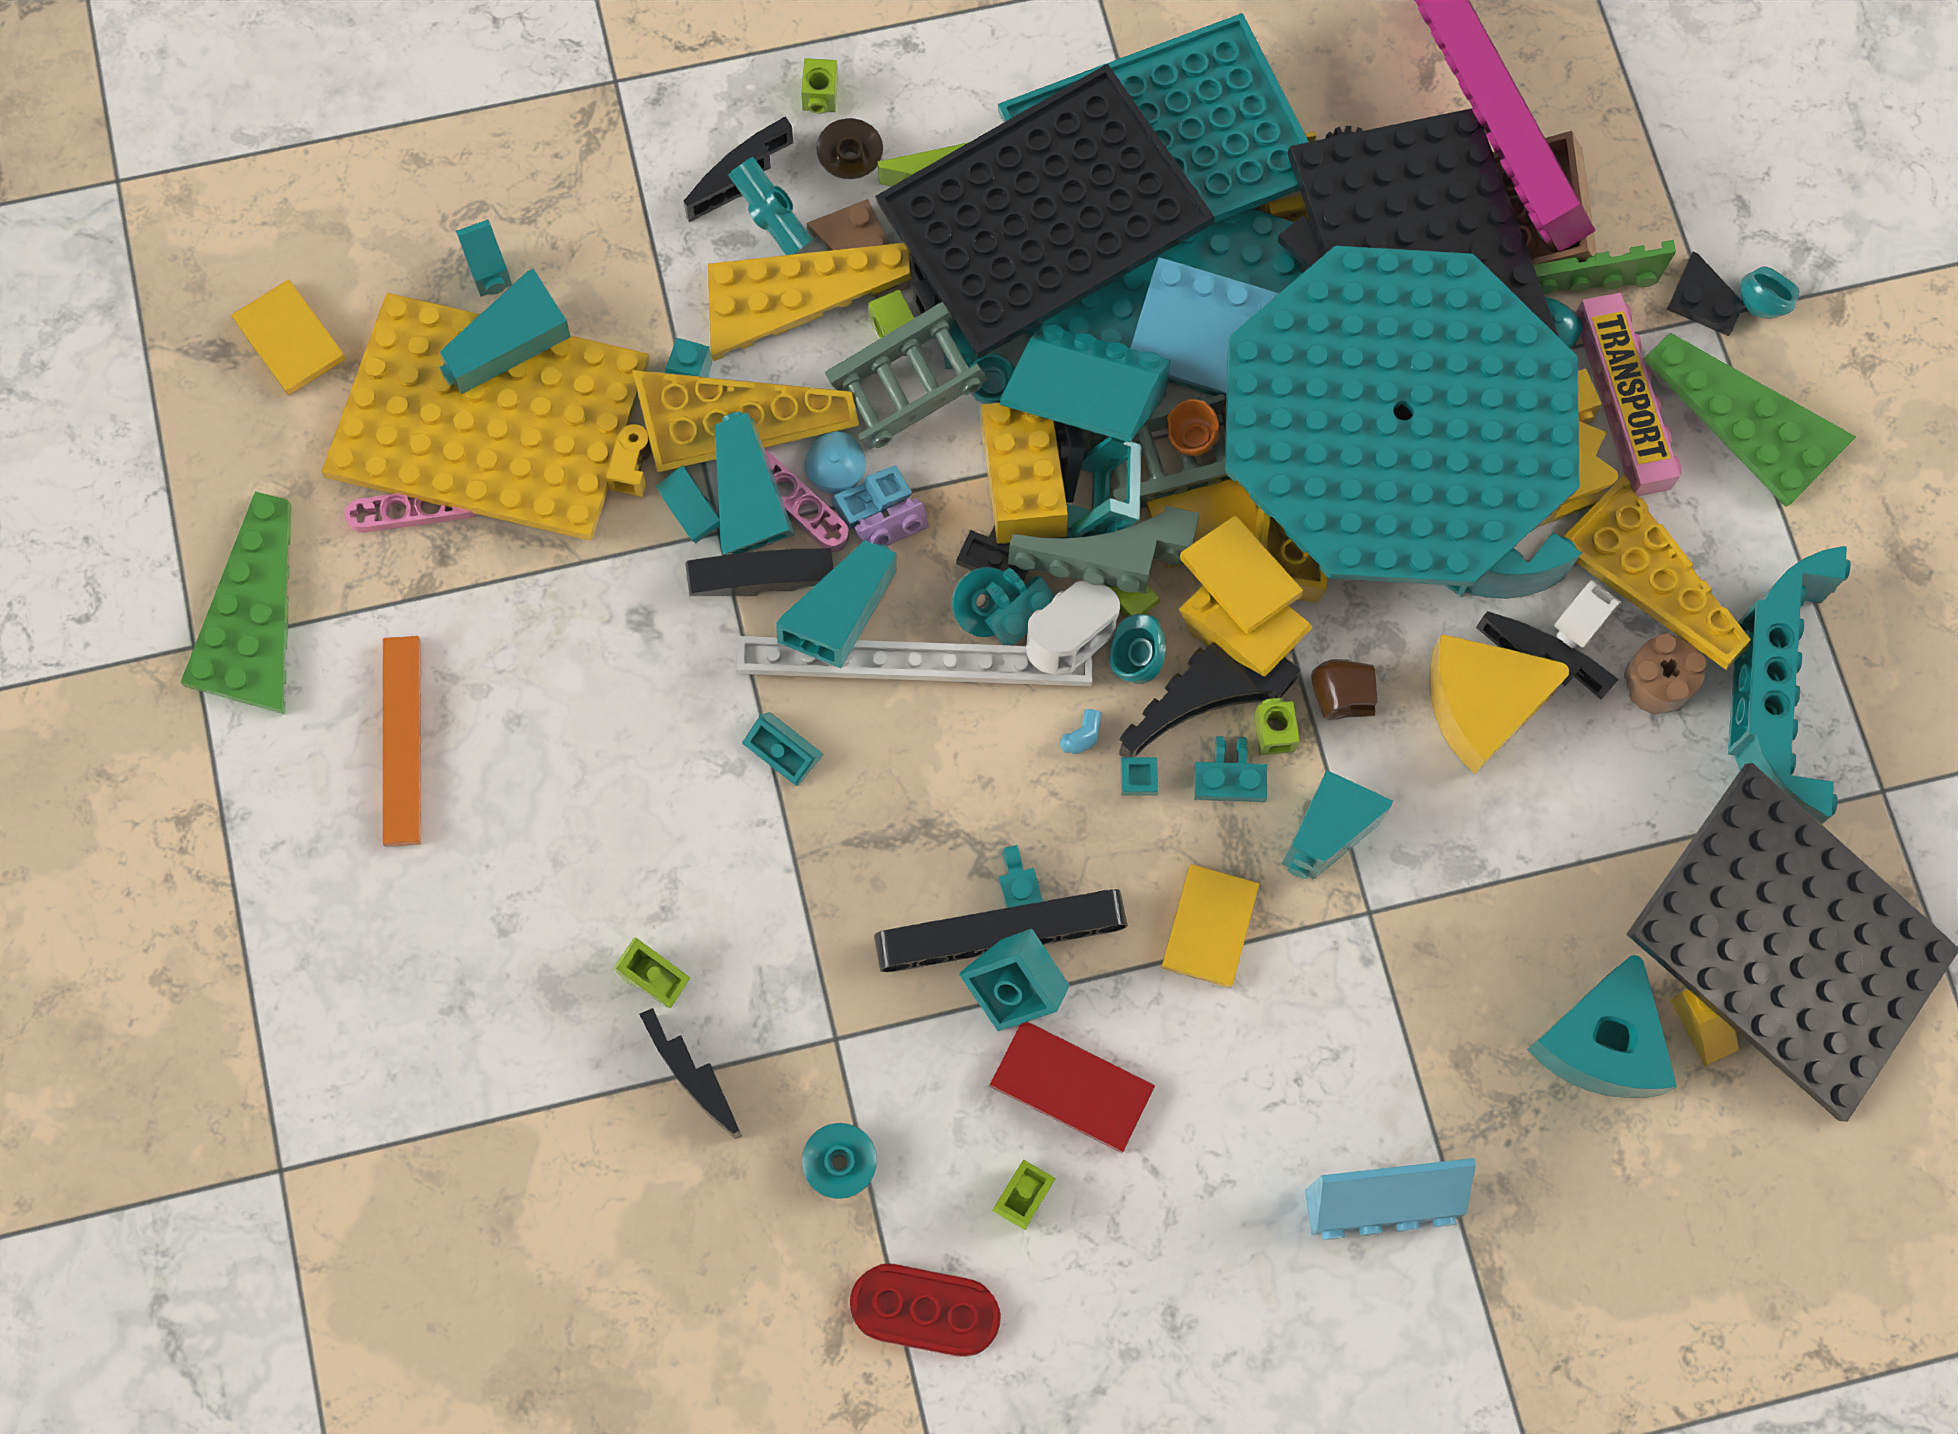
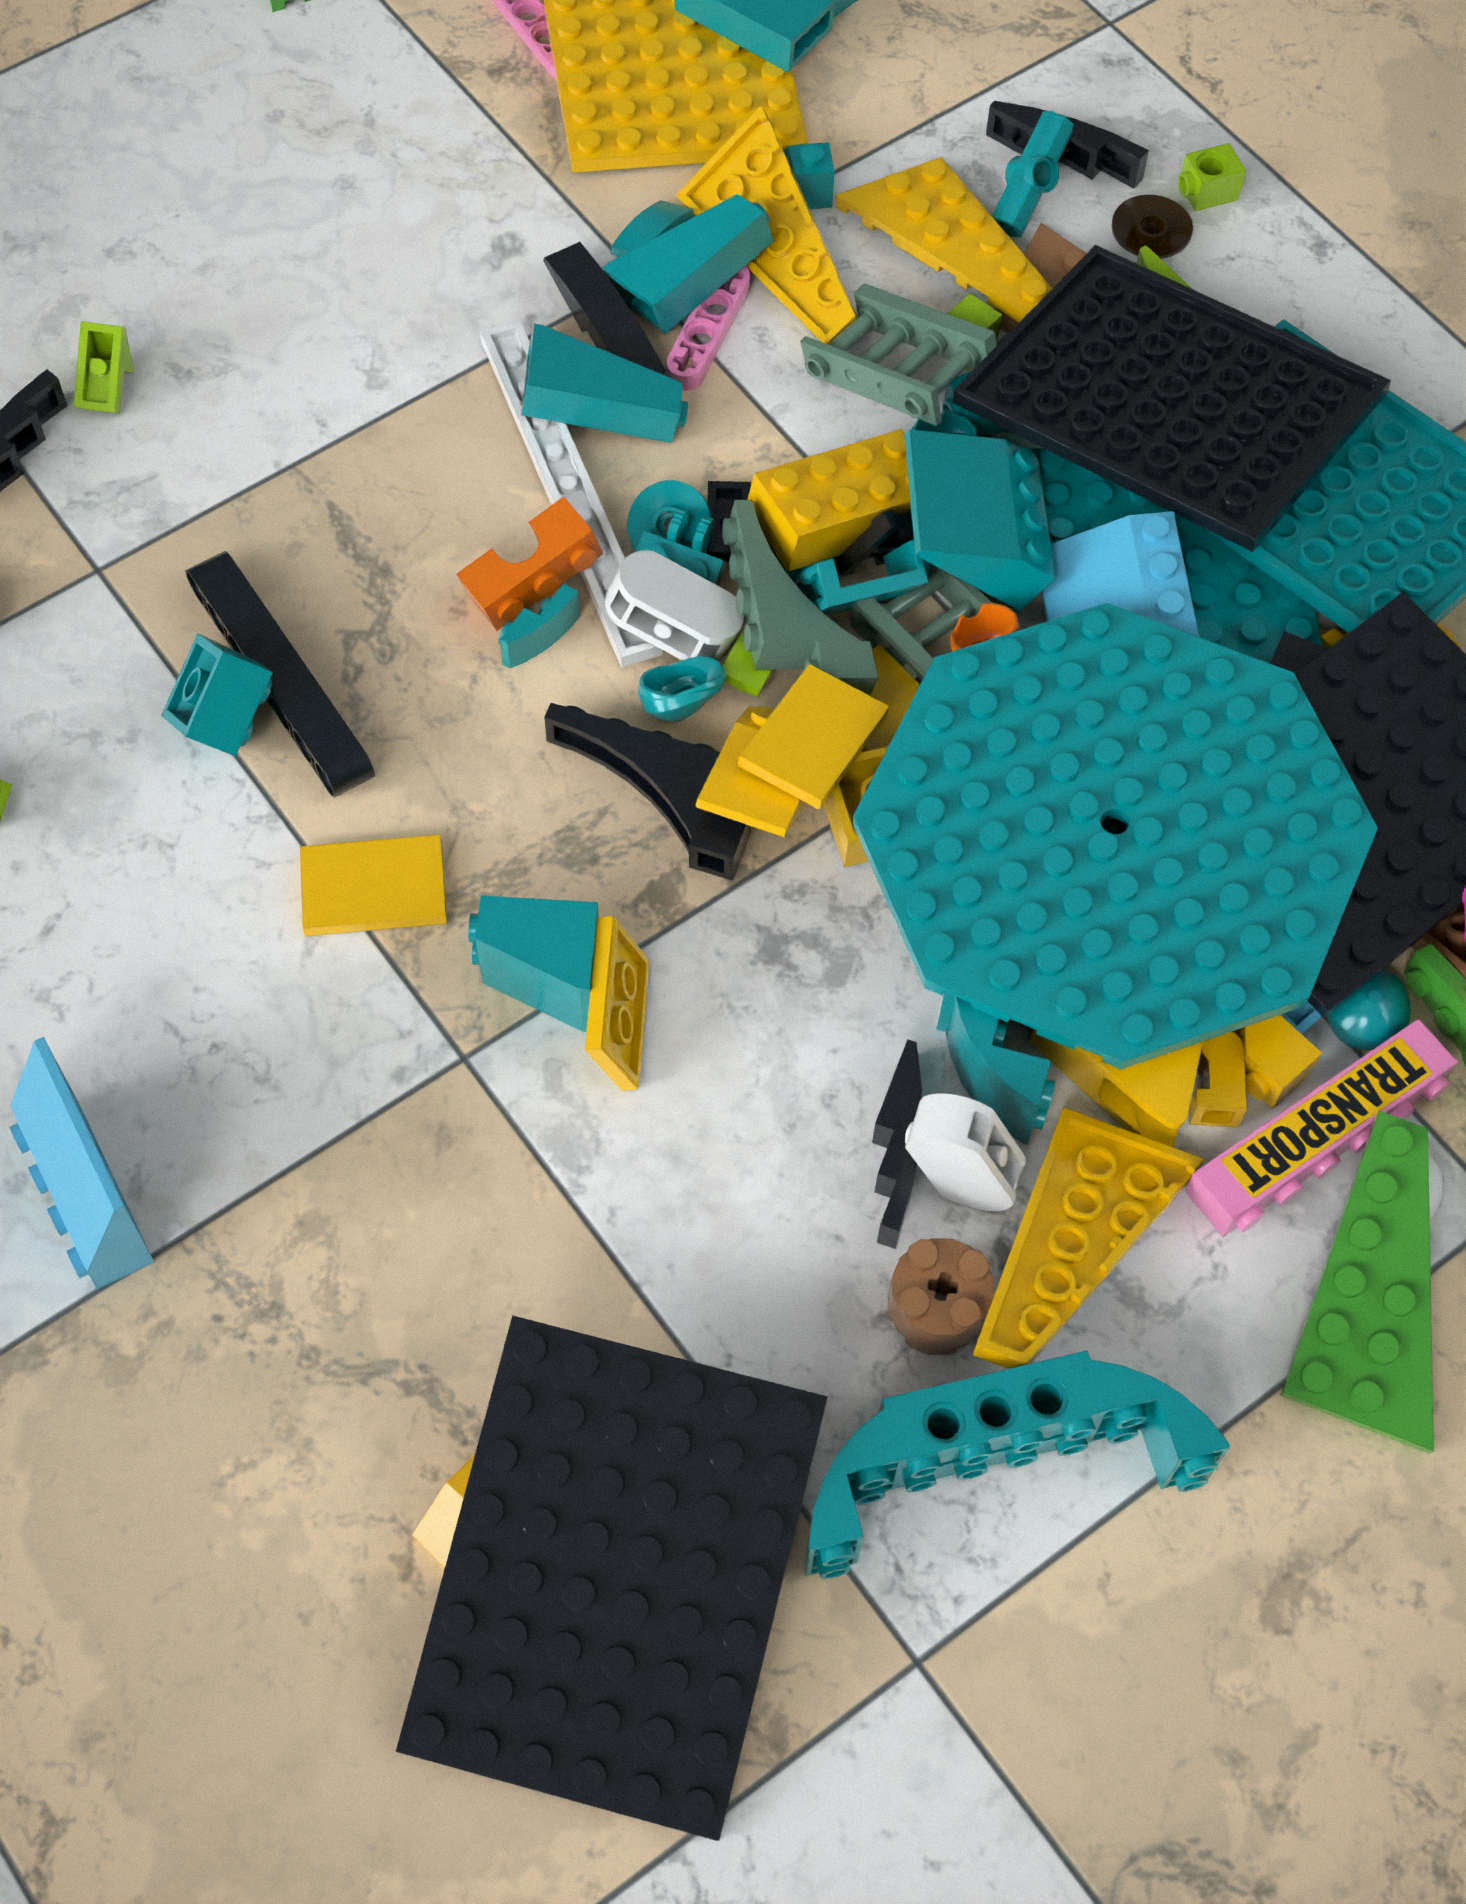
camera: 70 degrees right, 10 degrees down
(401, 741) = (280, 101): orange tile -> none
(627, 460) = (671, 166): yellow leg -> none
(782, 748) = (415, 409): teal slope -> none
(835, 462) = (768, 342): medium azure hat -> none
(873, 496) = (752, 393): medium azure slope -> none
(903, 520) = (721, 416): lavender hinge -> none
(985, 681) = (506, 588): none -> orange arch
(1019, 885) = (346, 676): teal plate -> none
(1041, 737) = (535, 633): none -> teal slope
(1072, 1086) = (119, 809): red tile -> none
(1084, 737) = (554, 680): medium azure arm -> none
(1139, 776) = (527, 747): teal plate -> none
(1230, 780) = (567, 846): teal hinge -> none
(1276, 741) = (651, 884): lime brick -> none
(1345, 689) = (737, 924): reddish brown piece -> none
(1389, 790) = (617, 1004): none -> yellow tile
(1486, 694) = (799, 1085): yellow piece -> none
(1611, 1039) = (392, 1378): teal piece -> none

